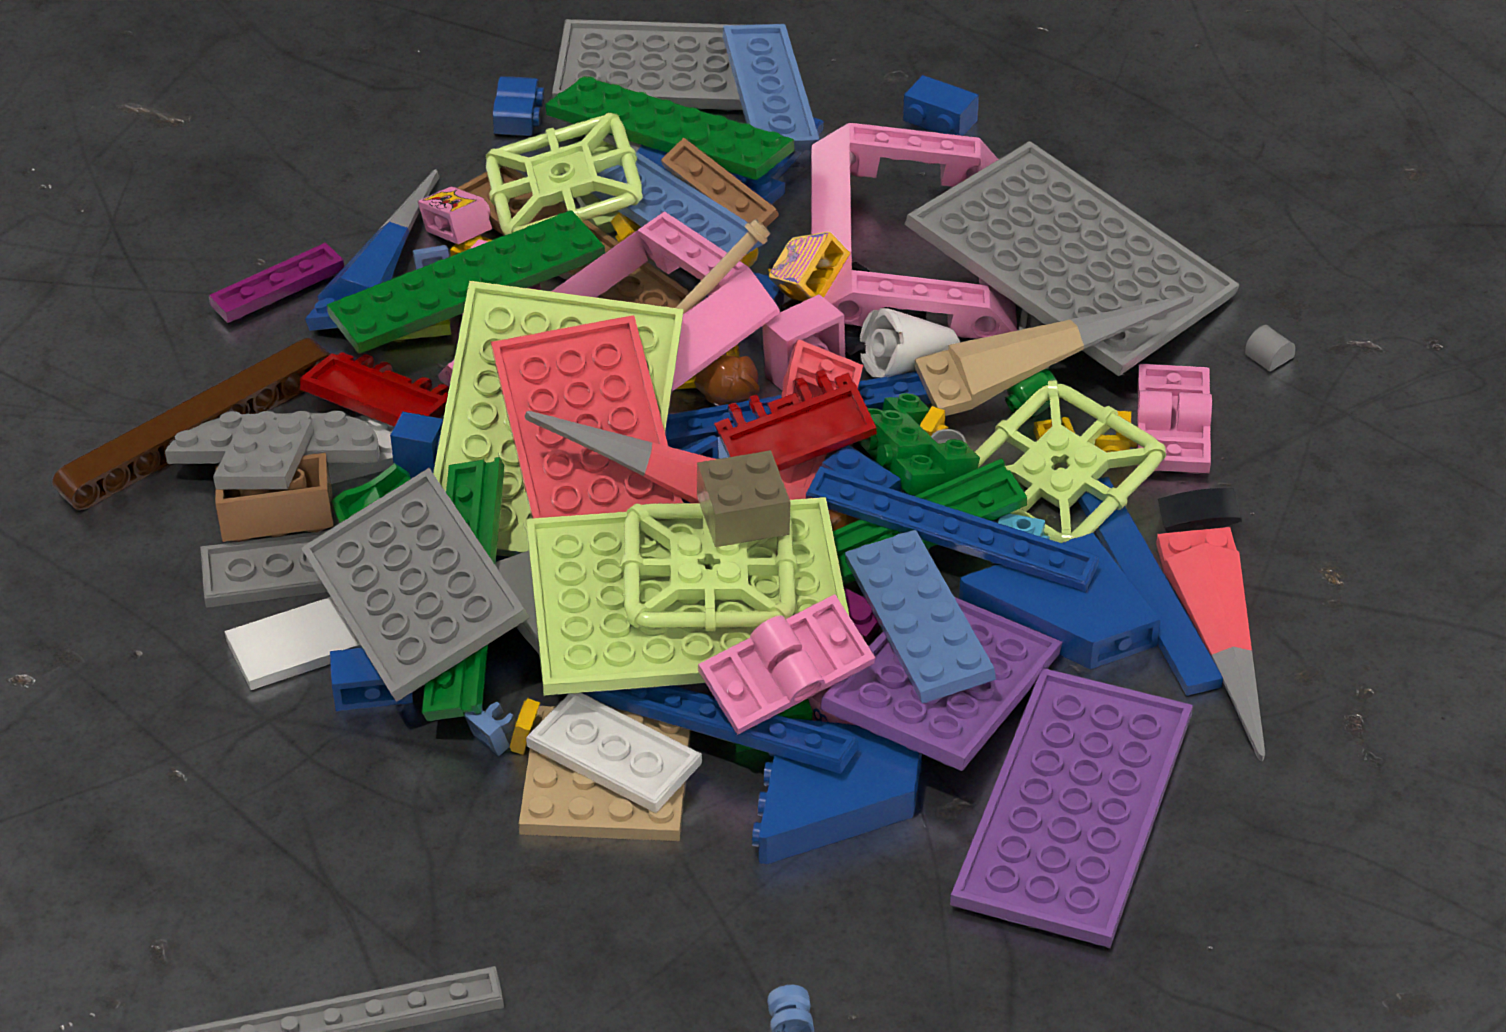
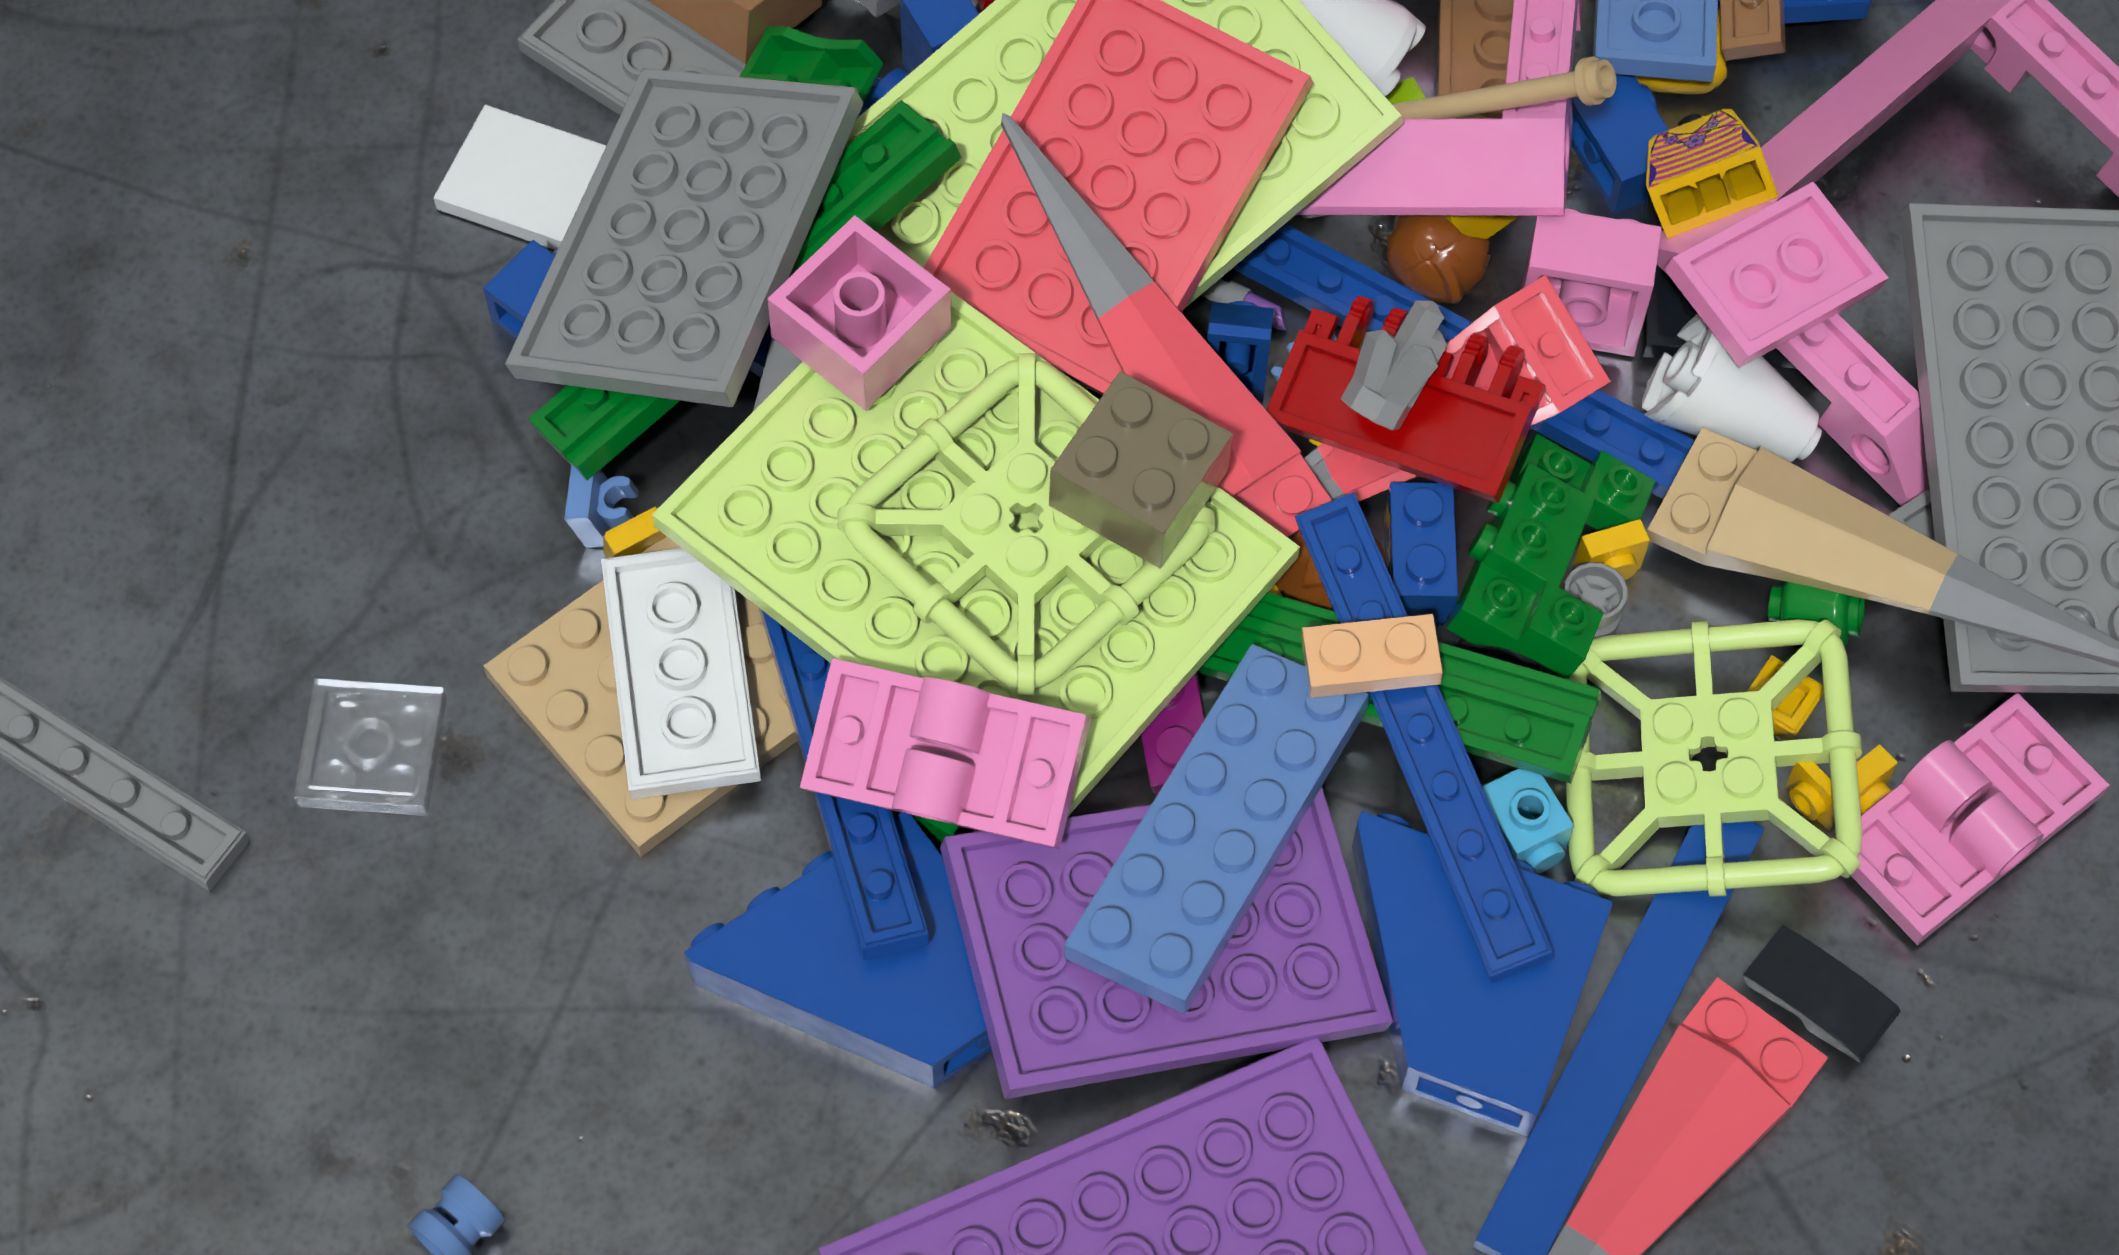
camera: 45 degrees right, 20 degrees up
(509, 891) = (370, 747): none -> clear plate
(546, 537) = (860, 312): none -> bright pink brick
(786, 405) = (1396, 368): none -> light grey rock
(887, 274) = (1776, 274): none -> bright pink plate
(904, 510) = (1371, 655): none -> light nougat plate

